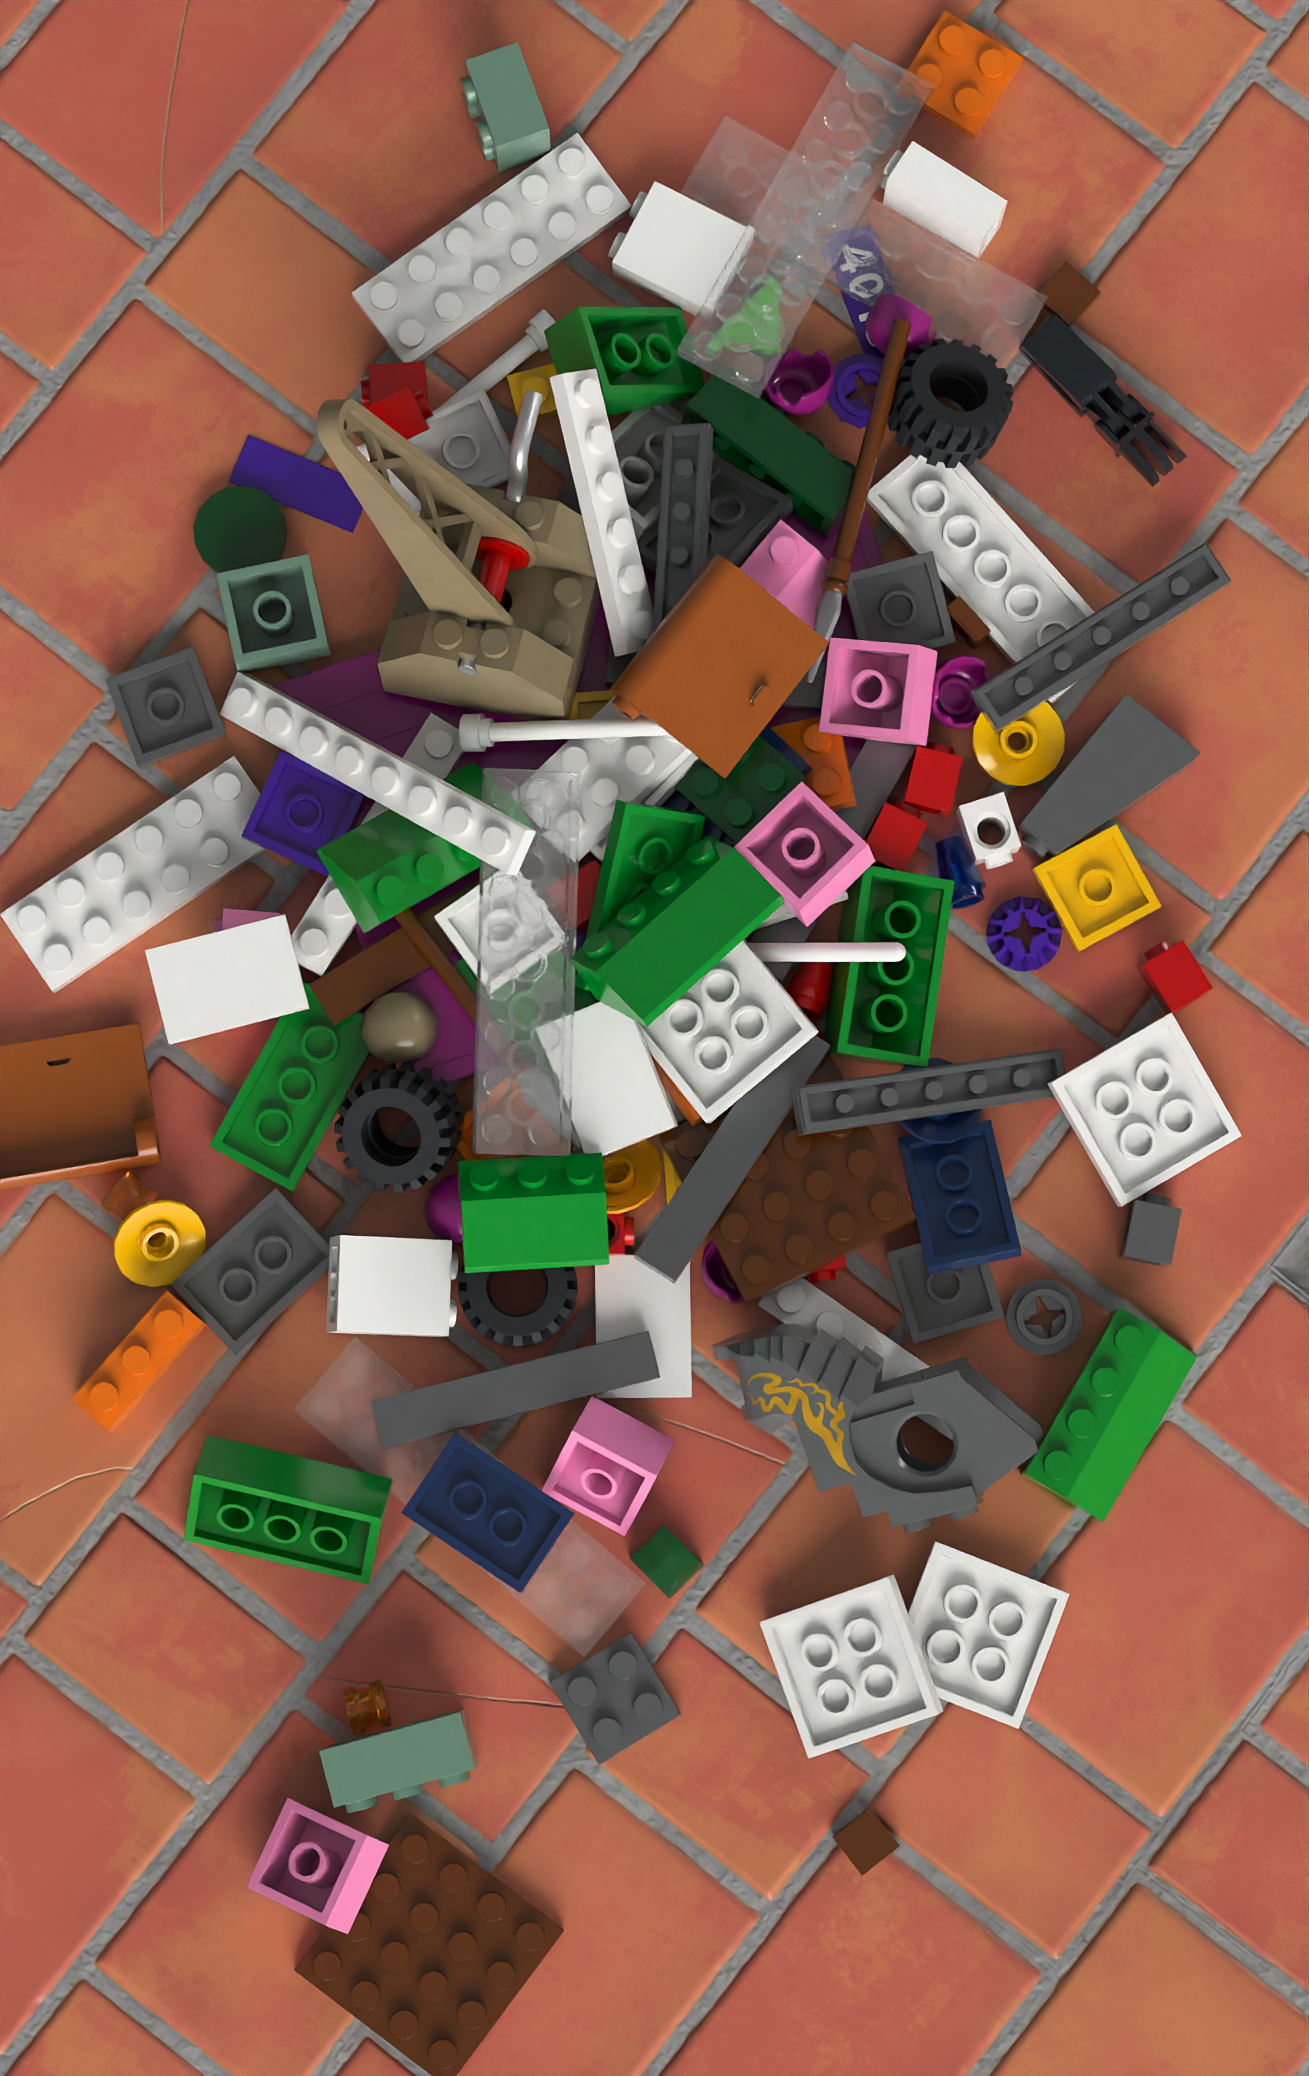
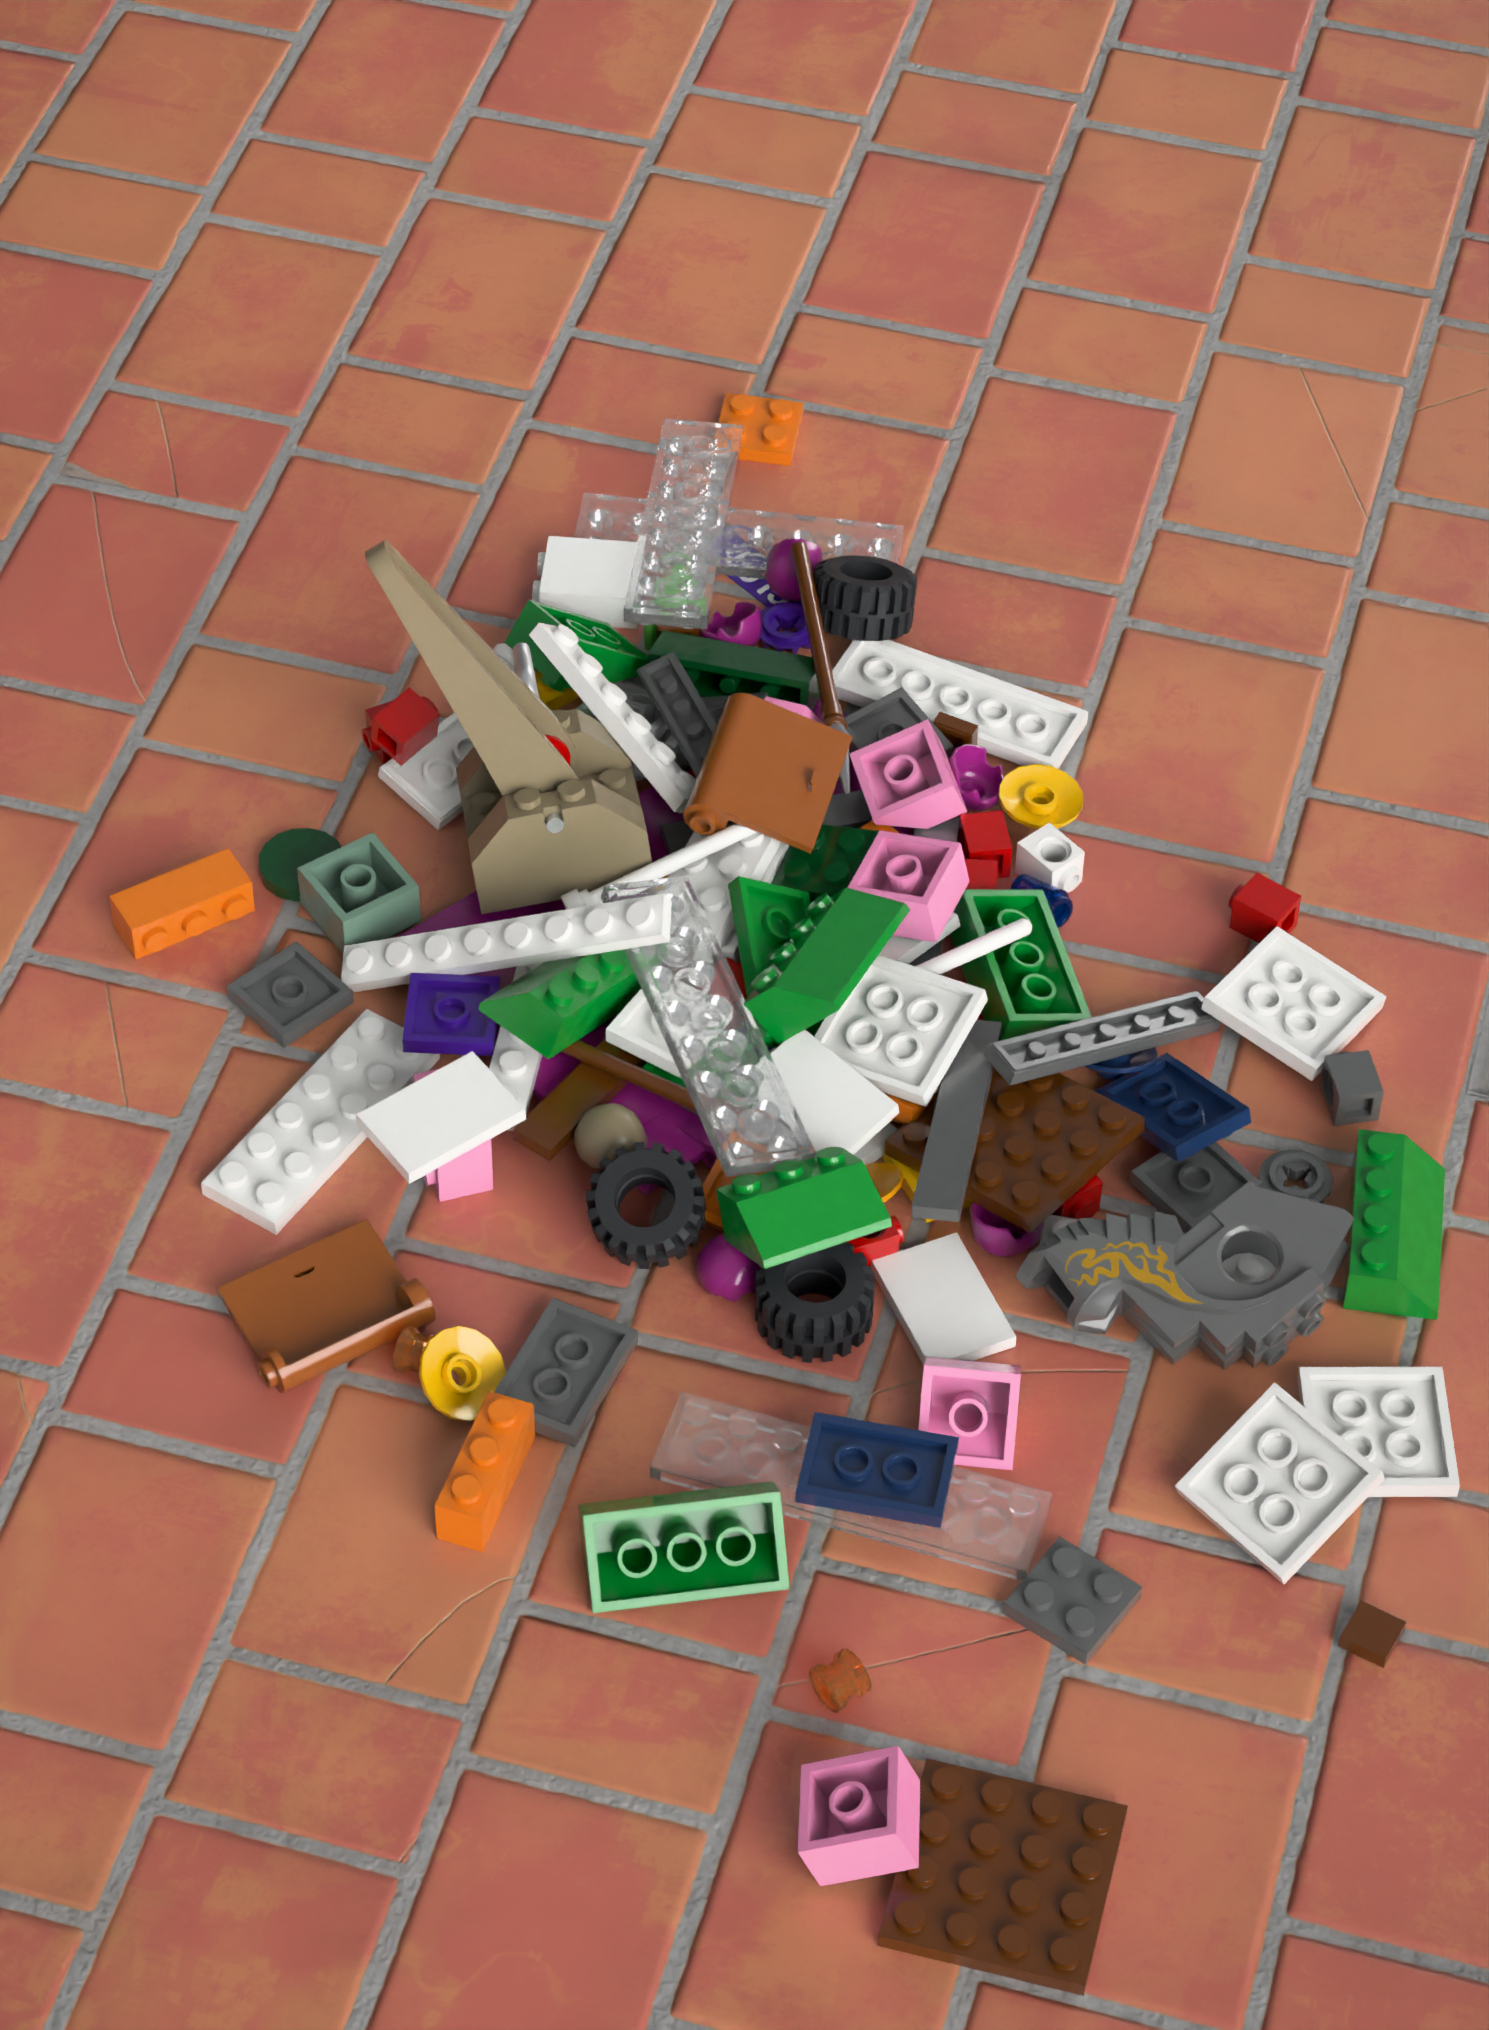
camera: 20 degrees left, 35 degrees down
(99, 550) = (182, 903): none -> orange brick
(293, 1093) = (534, 1226): green plate -> none
(297, 483) = (343, 822): dark purple sticker -> none
(391, 1286) = (695, 1332): white brick -> none
(399, 1761) = (896, 1691): sand green brick -> none
(492, 251) = (475, 584): white plate -> none
(507, 106) = (408, 517): sand green brick -> none
(515, 1389) = (850, 1374): dark grey tile -> none
(666, 1562) = (1062, 1467): dark green brick -> none
(942, 199) = (788, 477): white brick -> none
(1010, 950) = (1115, 939): dark purple gear -> none
(1068, 294) = (920, 528): reddish brown tile -> none
(1091, 390) = (974, 573): black arm -> none
(1096, 888) = (1163, 875): yellow plate -> none
(1100, 637) = (1069, 710): dark grey tile -> none
(1110, 774) = (1130, 799): dark grey slope -> none

